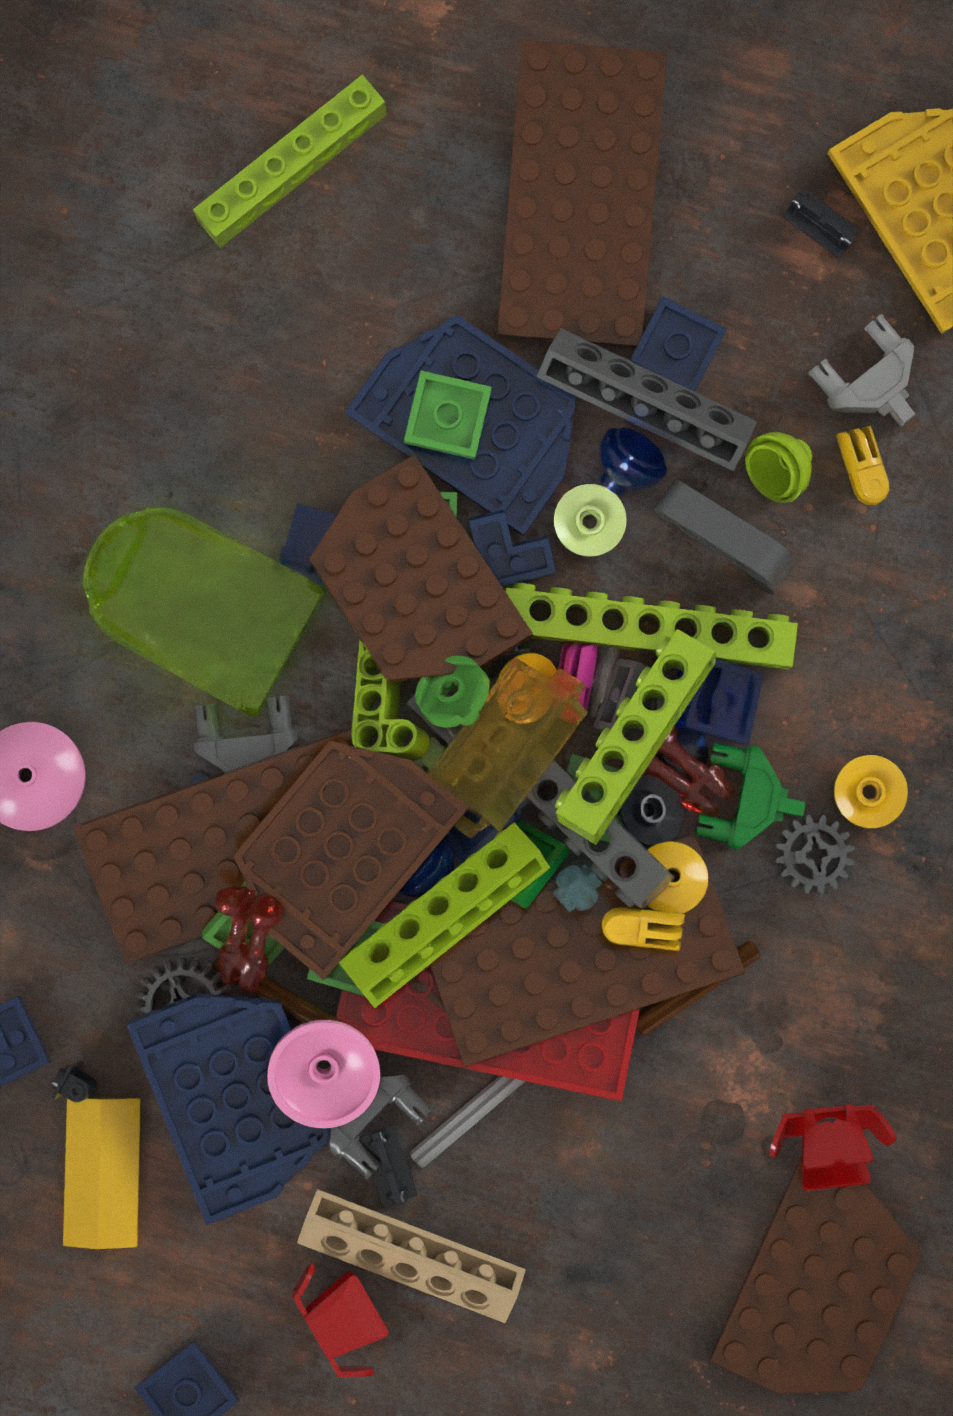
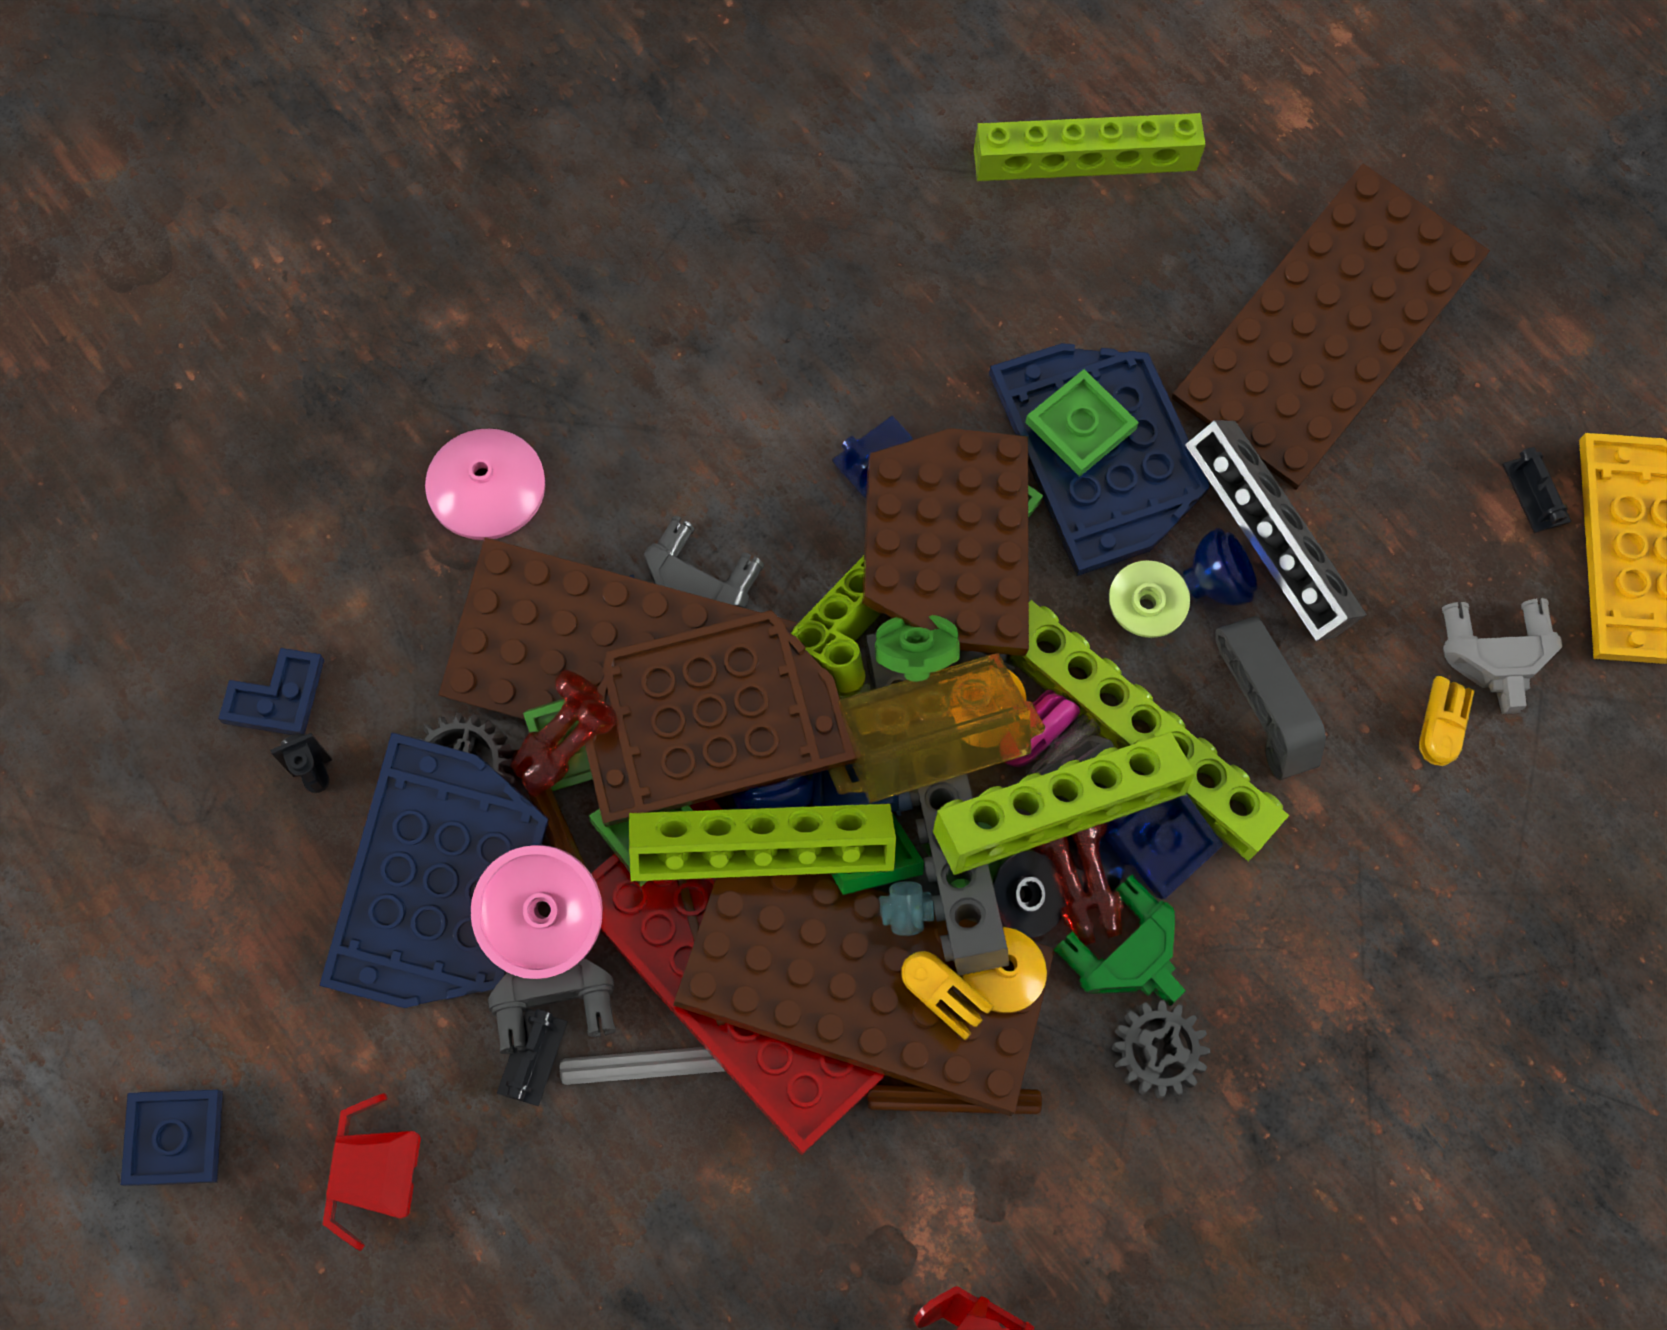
camera: 30 degrees right, 15 degrees down
(102, 1173) = (267, 870): yellow slope -> none
(198, 603) = (746, 436): clear neon green windscreen -> none
(411, 1256) = (487, 1160): tan brick -> none
(506, 560) = (1047, 582): dark blue plate -> none
(678, 344) = (1336, 505): dark blue plate -> none
(779, 466) = (1362, 664): lime piece -> none
(889, 787) = (1276, 1018): yellow dish -> none

